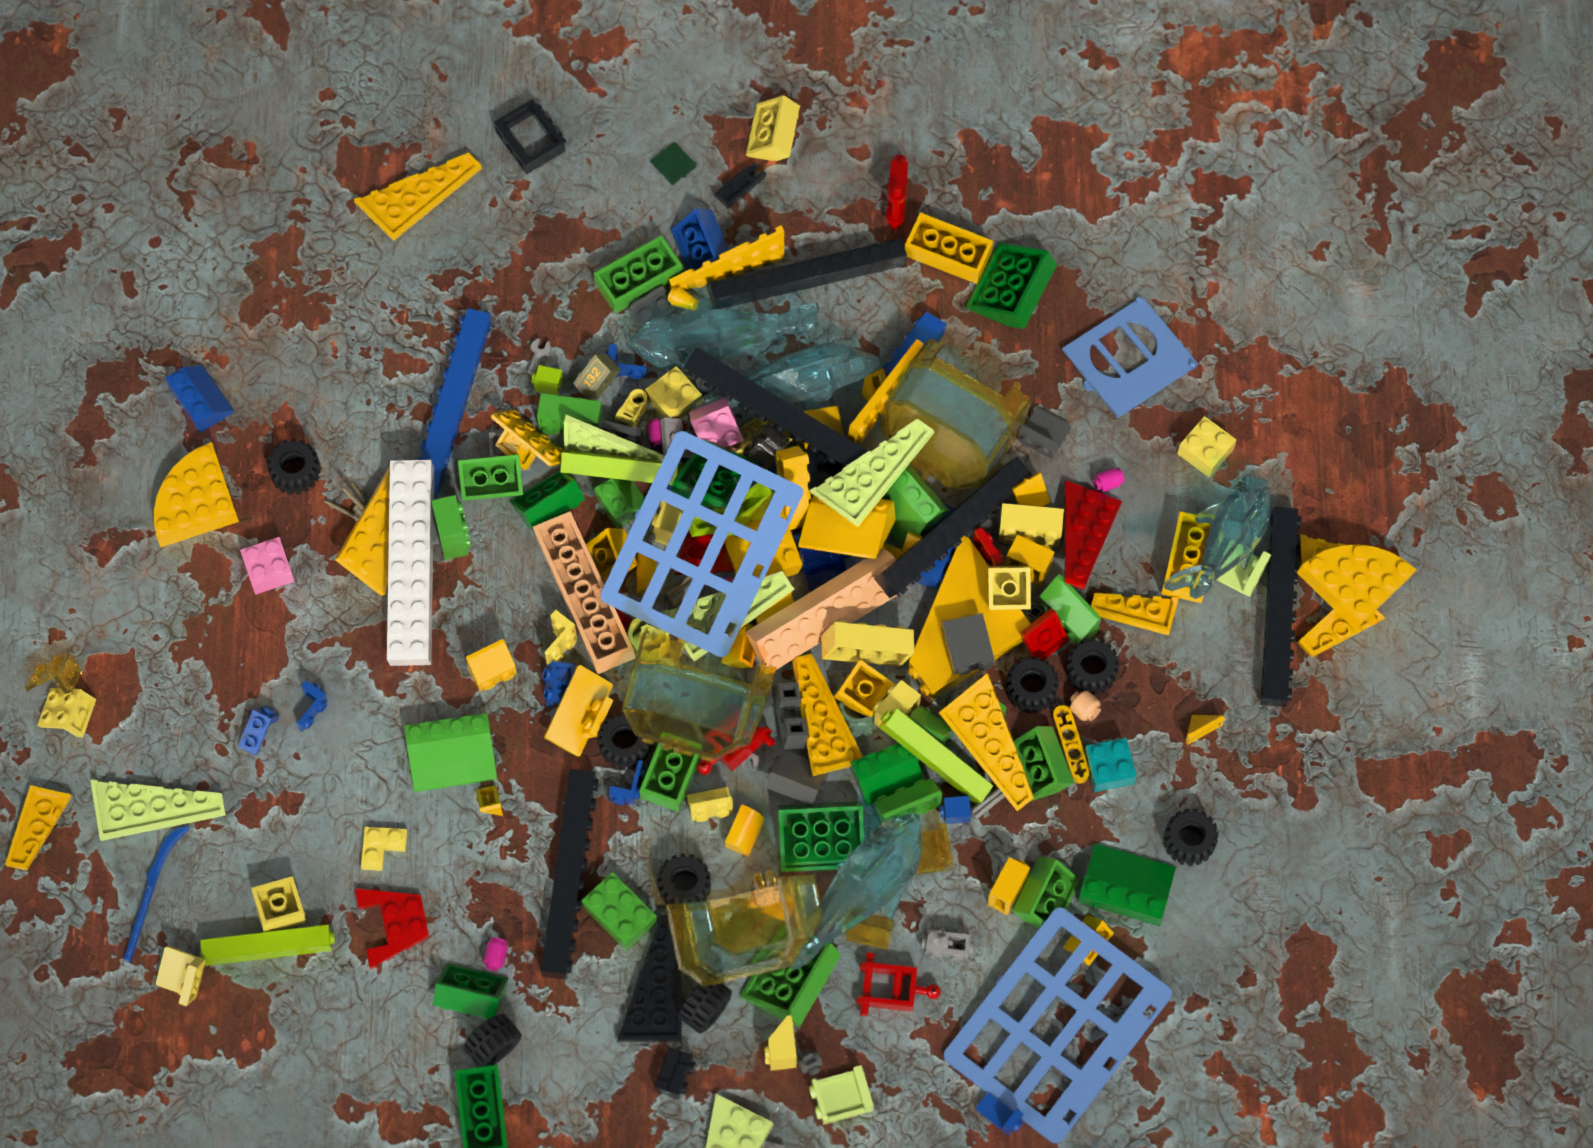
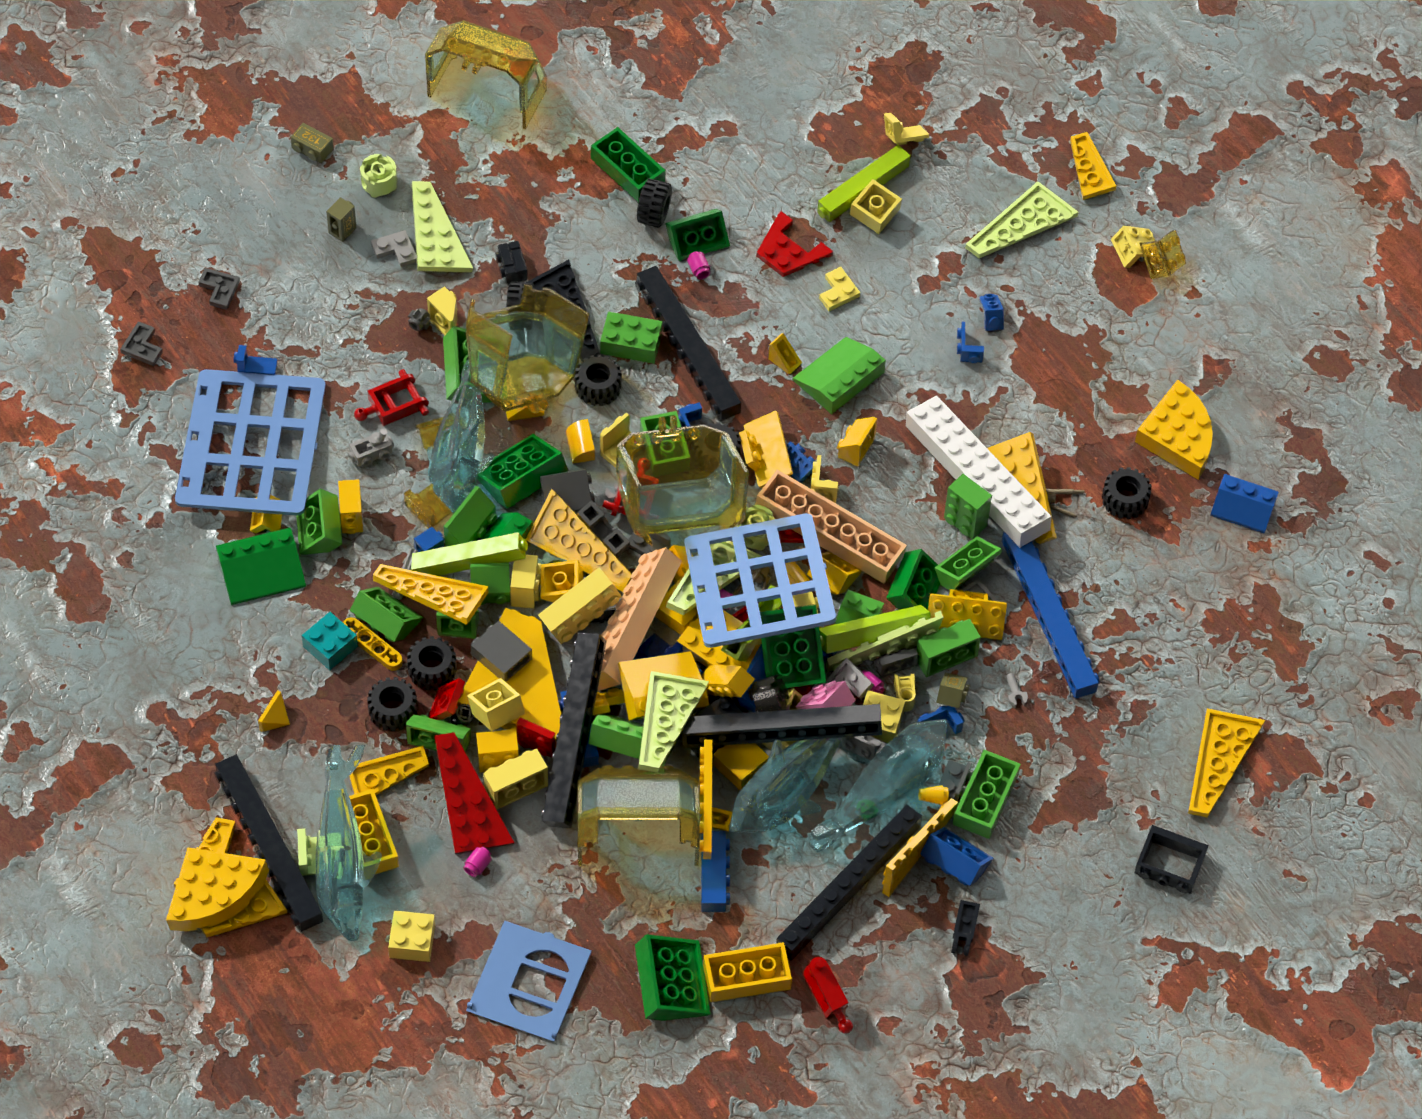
camera: 145 degrees right, 10 degrees down
(152, 877) = (981, 184): blue piece -> none
(267, 565) = (1083, 416): bright pink brick -> none
(547, 380) = (990, 672): lime brick -> none
(673, 163) = (1036, 915): clear green piece -> none
(773, 129) = (974, 990): light yellow slope -> none
(841, 1096) = (381, 314): yellowish green panel -> none
(1032, 492) = (532, 806): yellow piece -> none
(1043, 433) = (557, 867): dark grey bracket -> none
(1085, 705) = (378, 670): light nougat head -> none
(1194, 821) = (231, 636): black tyre -> none

